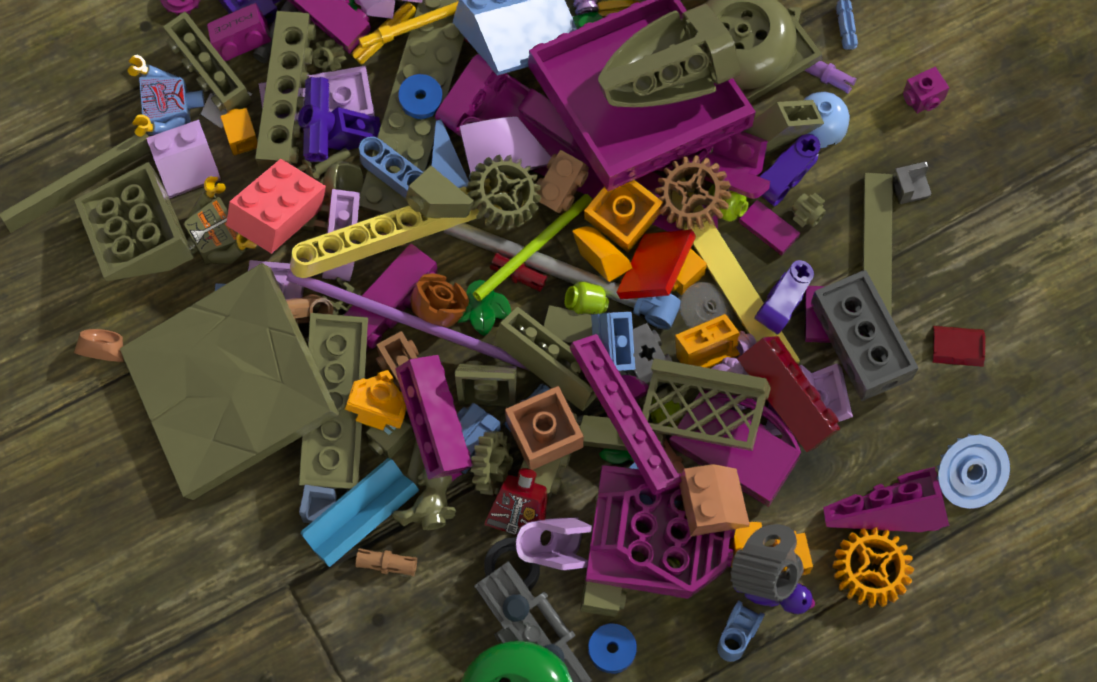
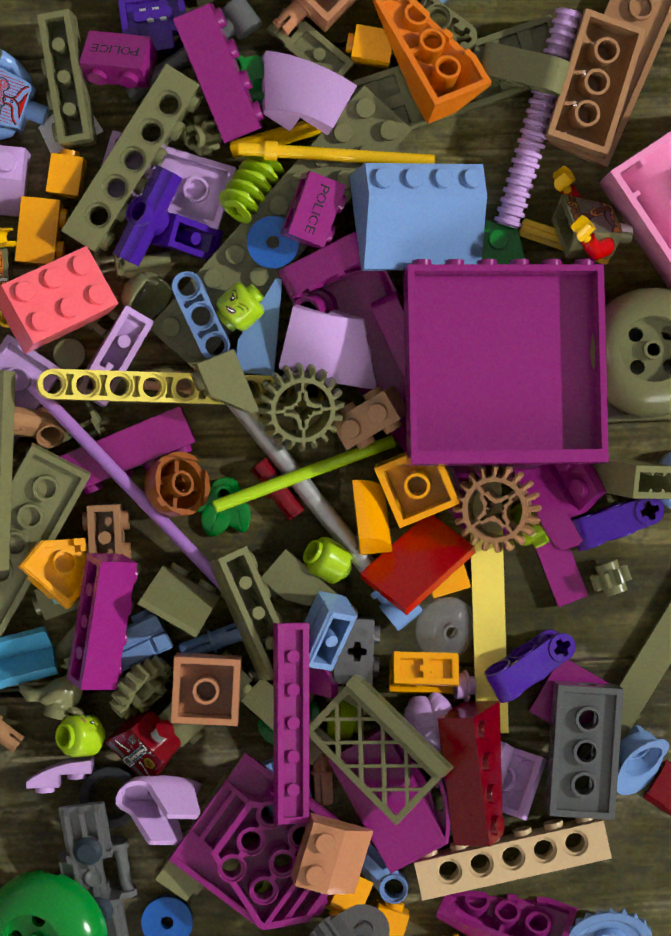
camera: 25 degrees right, 20 degrees up
(235, 169) = (40, 231): none -> light orange hinge
(382, 70) = (249, 187): none -> lime piece
(420, 147) = (240, 307): none -> lime head
(439, 55) = (314, 210): none -> magenta brick
(454, 576) = (52, 776): none -> lavender slope
(462, 529) = (80, 735): none -> lime head
(671, 61) = (546, 363): olive panel -> none
(765, 513) = (376, 871): none -> medium blue piece
(807, 502) = (591, 849): none -> tan brick
(914, 326) = (639, 760): none -> medium blue piece

